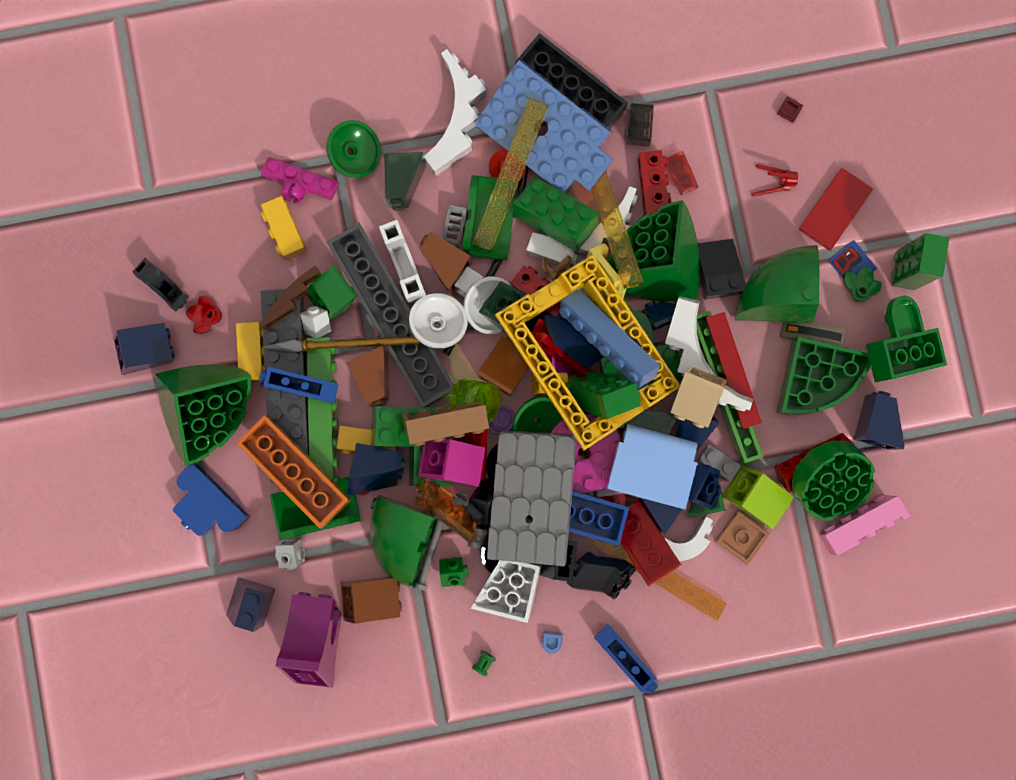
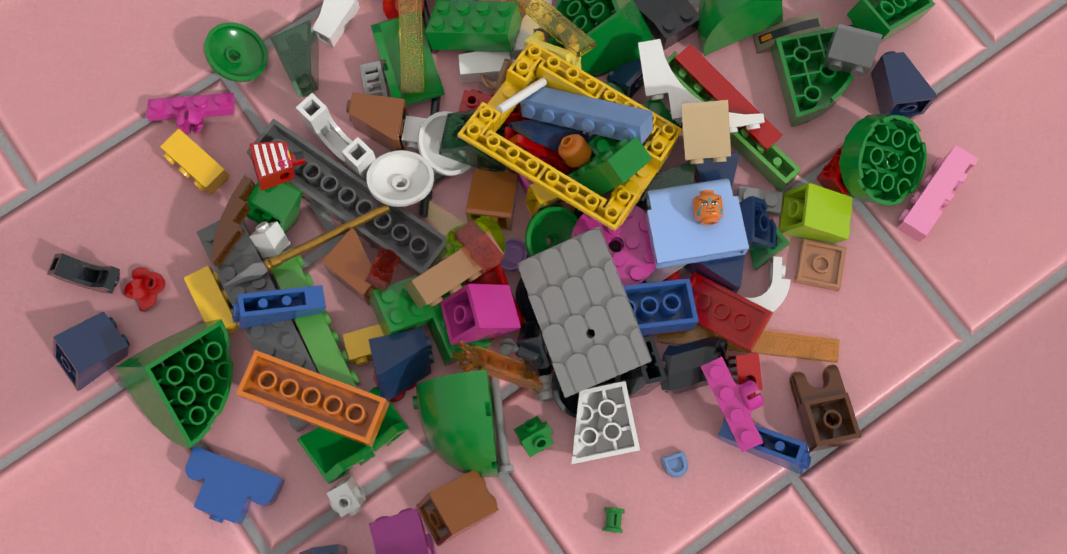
camera: 25 degrees left, 10 degrees down
(343, 264) = (274, 163): none -> red torso
(391, 391) = (383, 268): none -> clear red slope
(470, 415) = (479, 245): none -> clear red slope
(563, 299) = (518, 97): none -> white bar
(585, 364) = (574, 150): none -> orange head
(617, 622) = (734, 402): none -> dark pink plate
(640, 595) = (746, 366): none -> red torso
(667, 464) = (707, 207): none -> orange head
(686, 650) = (823, 406): none -> reddish brown brick
(853, 380) = (852, 50): none -> flat silver slope

